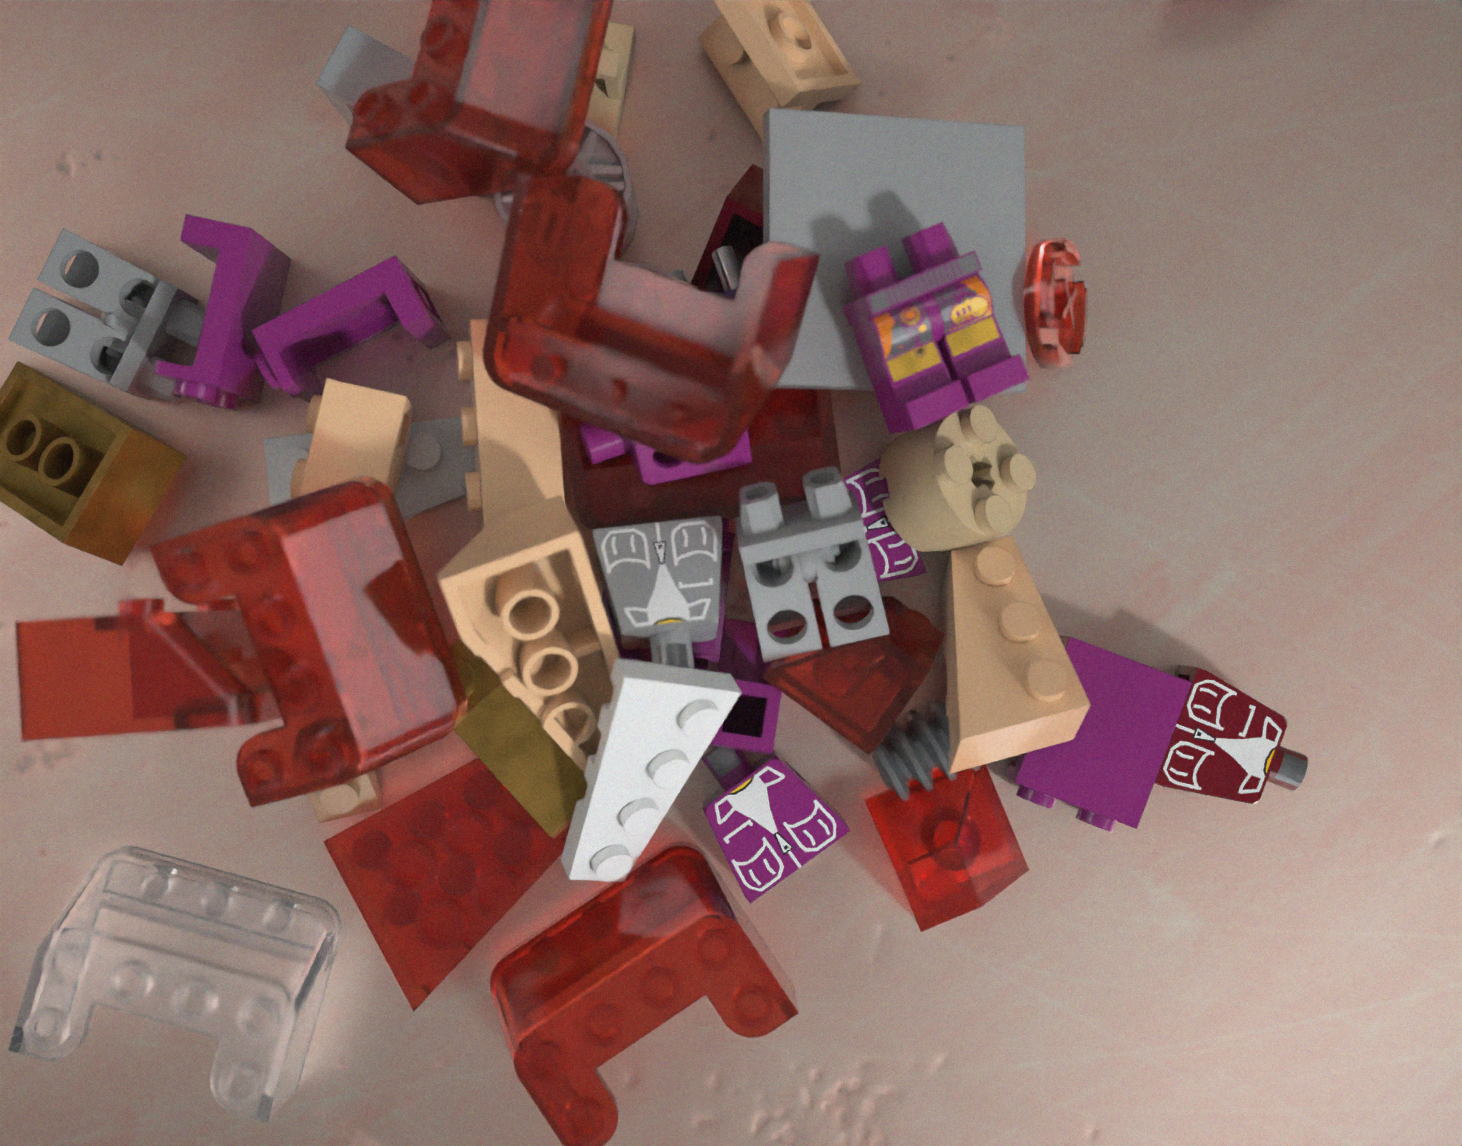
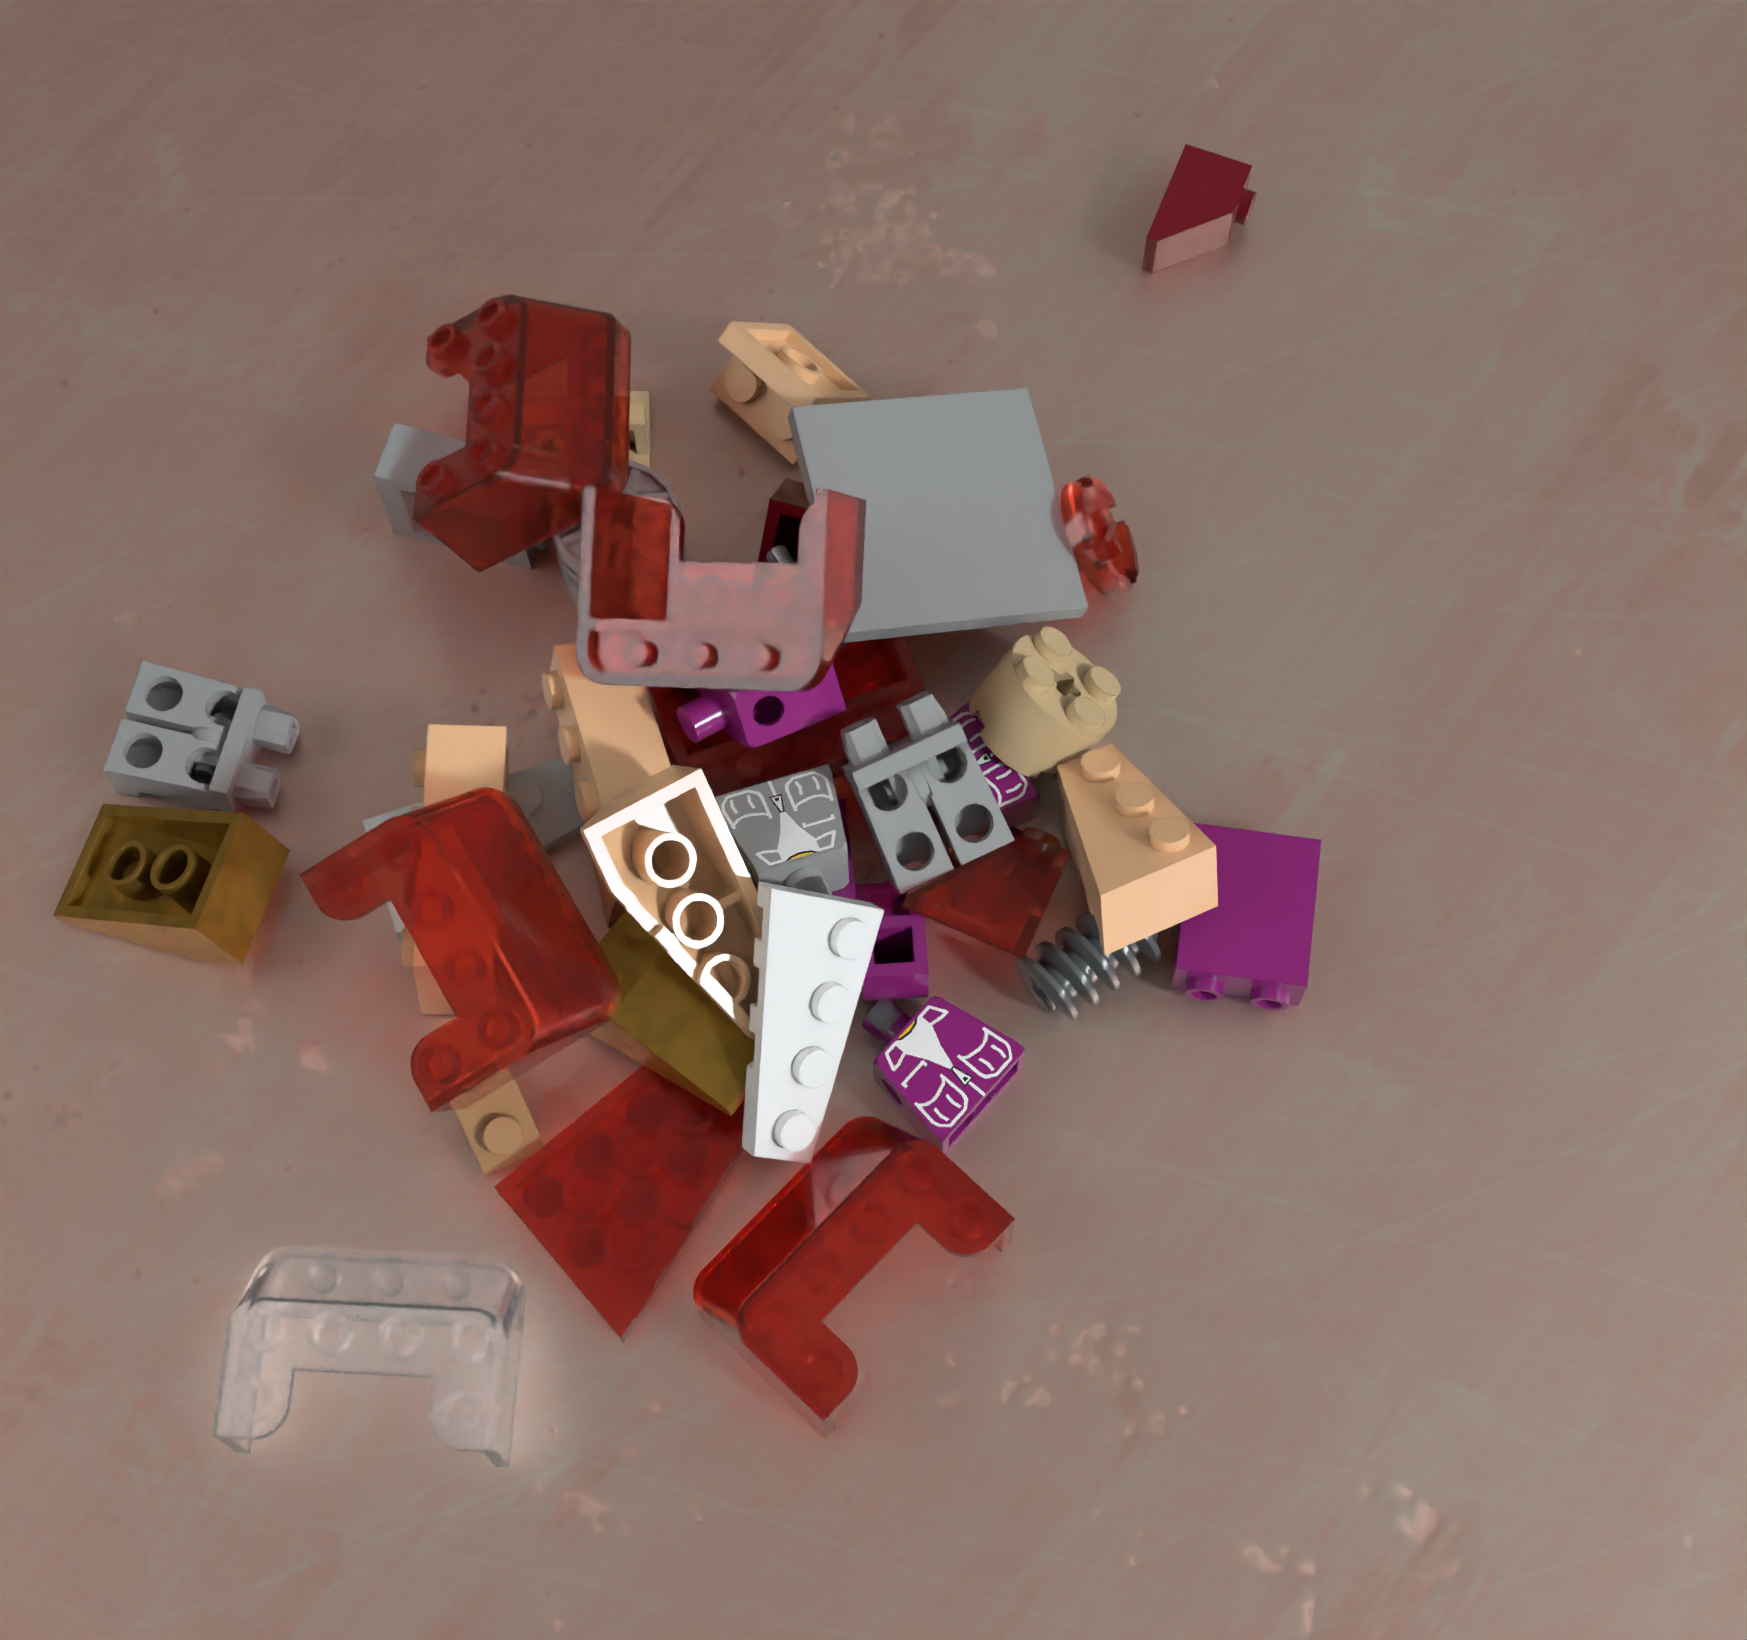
camera: 10 degrees left, 20 degrees down
(139, 672) = (323, 1004): clear red windscreen -> none
(242, 296) = (321, 656): magenta panel -> none
(342, 320) = (432, 685): magenta panel -> none
(930, 336) = (980, 560): magenta hips -> none
(948, 844) = (1127, 1057): clear red slope -> none
(1227, 743) = (1373, 899): dark red torso -> none

